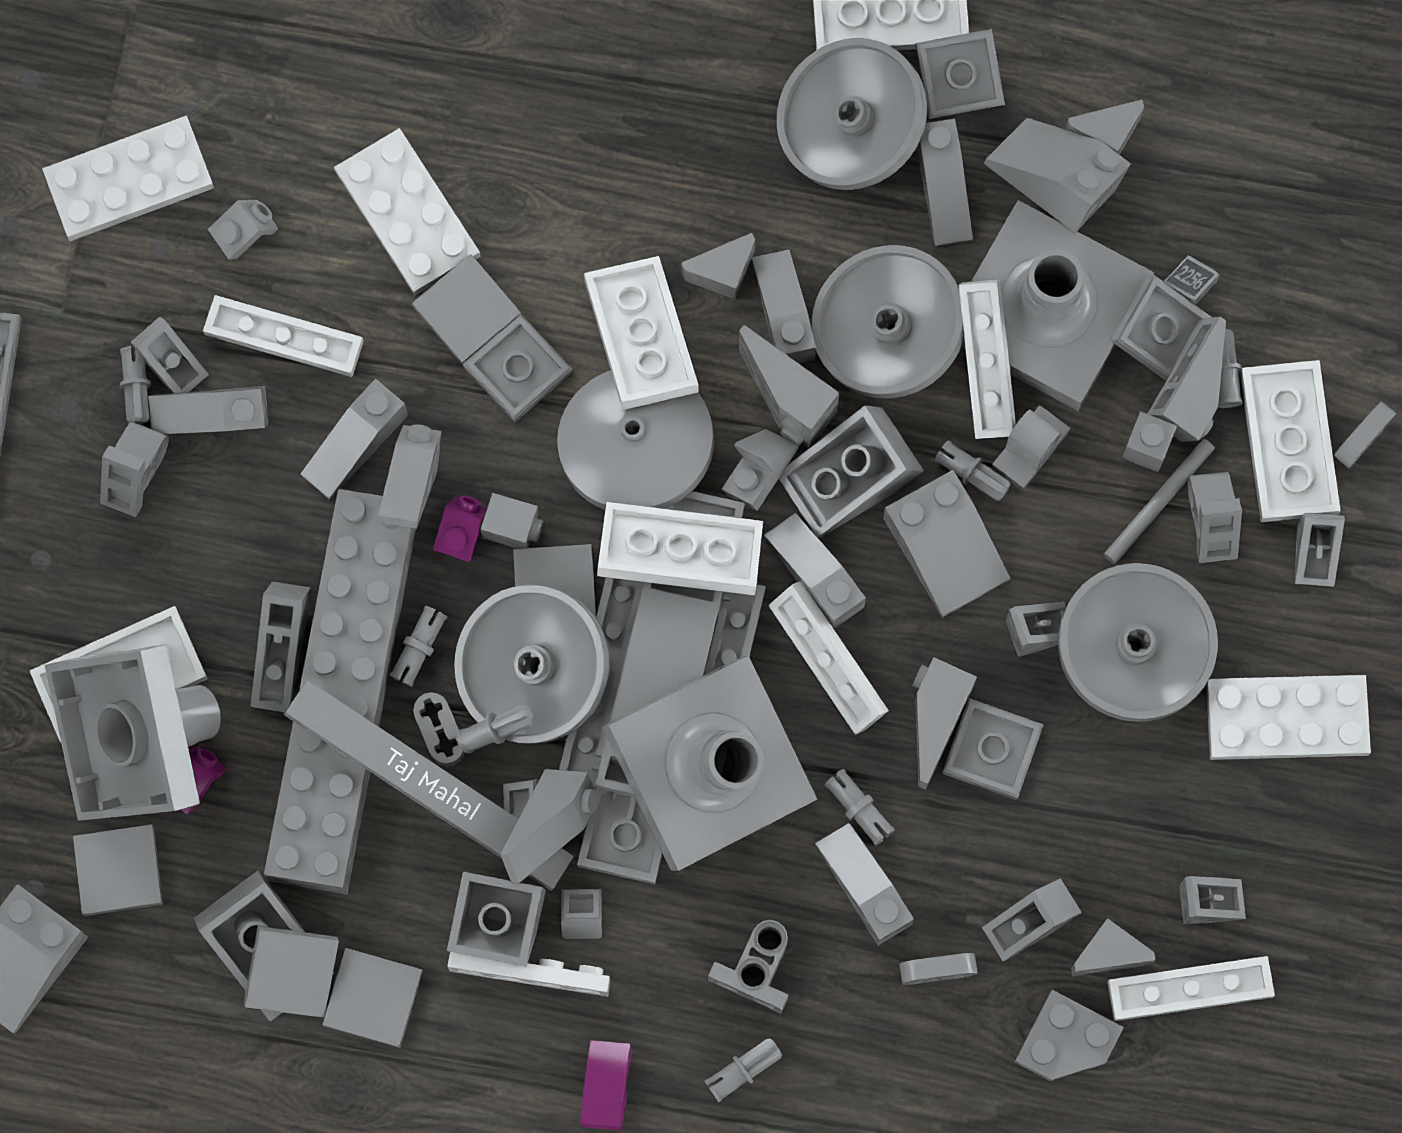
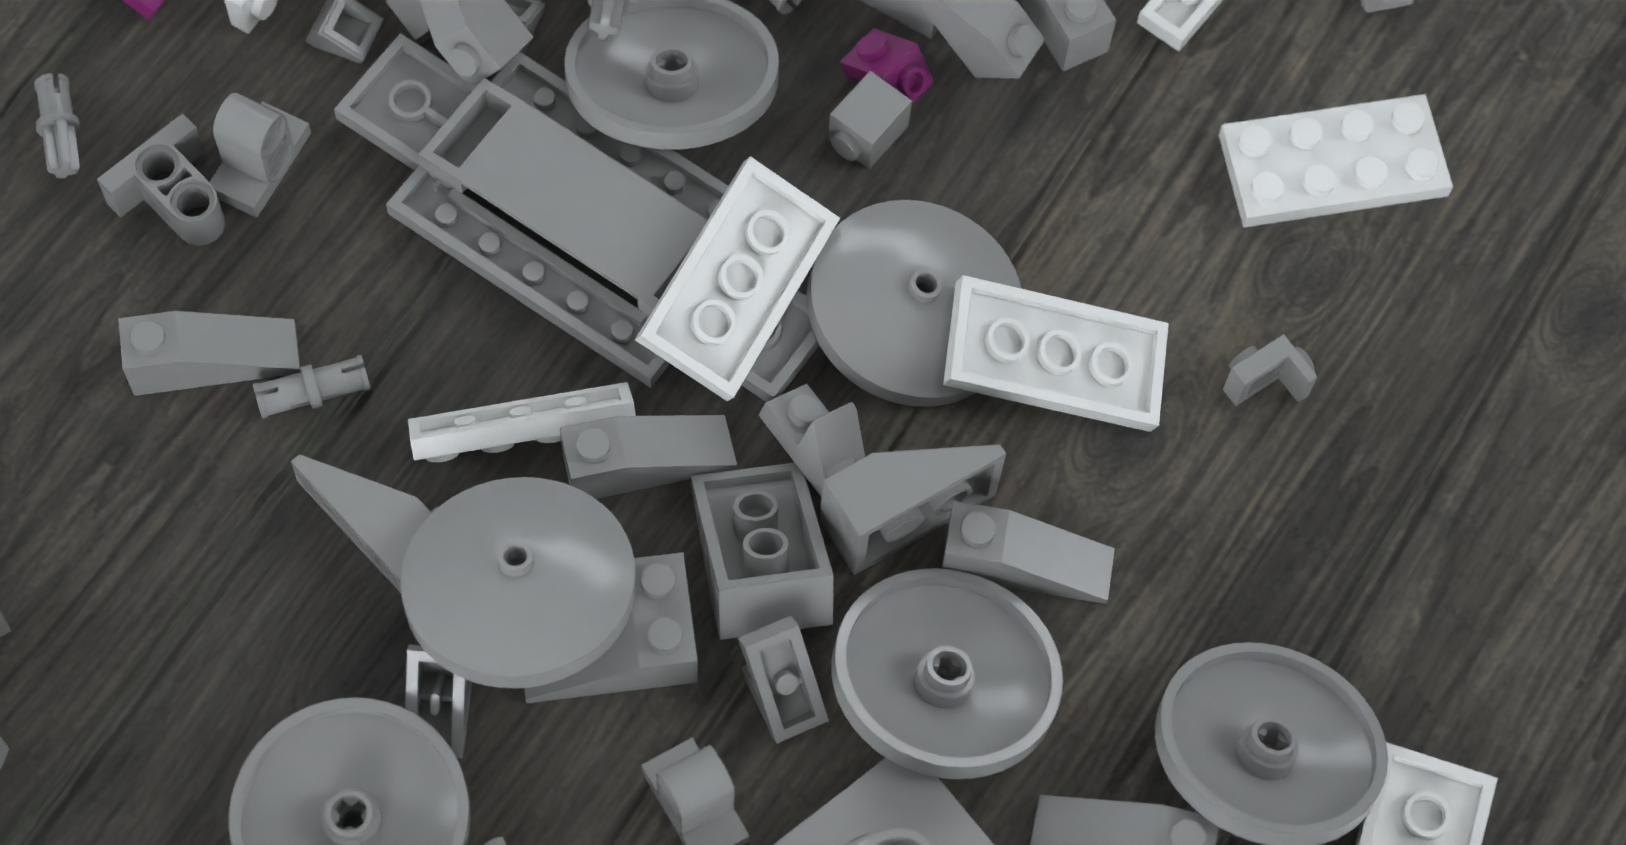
camera: 105 degrees right, 10 degrees down
(465, 308) = (1175, 174): light grey tile -> none
(517, 368) = (1073, 211): light grey tile -> none
(559, 568) = (783, 139): light grey tile -> none
(589, 206) = (1259, 368): none -> light grey bracket
(672, 771) = (444, 211): light grey piece -> none
(707, 920) = (255, 151): none -> light grey tile
(721, 268) = (1110, 500): light grey slope -> none
(933, 423) = (782, 679): none -> light grey slope
(938, 968) = (55, 393): light grey beam -> none
(973, 471) = (694, 707): light grey axle -> none
(987, 358) = (840, 774): white plate -> none
(989, 604) = (518, 582): none -> light grey dish
(992, 749) = (307, 582): light grey tile -> none
(1031, 919) = (55, 533): light grey slope -> none

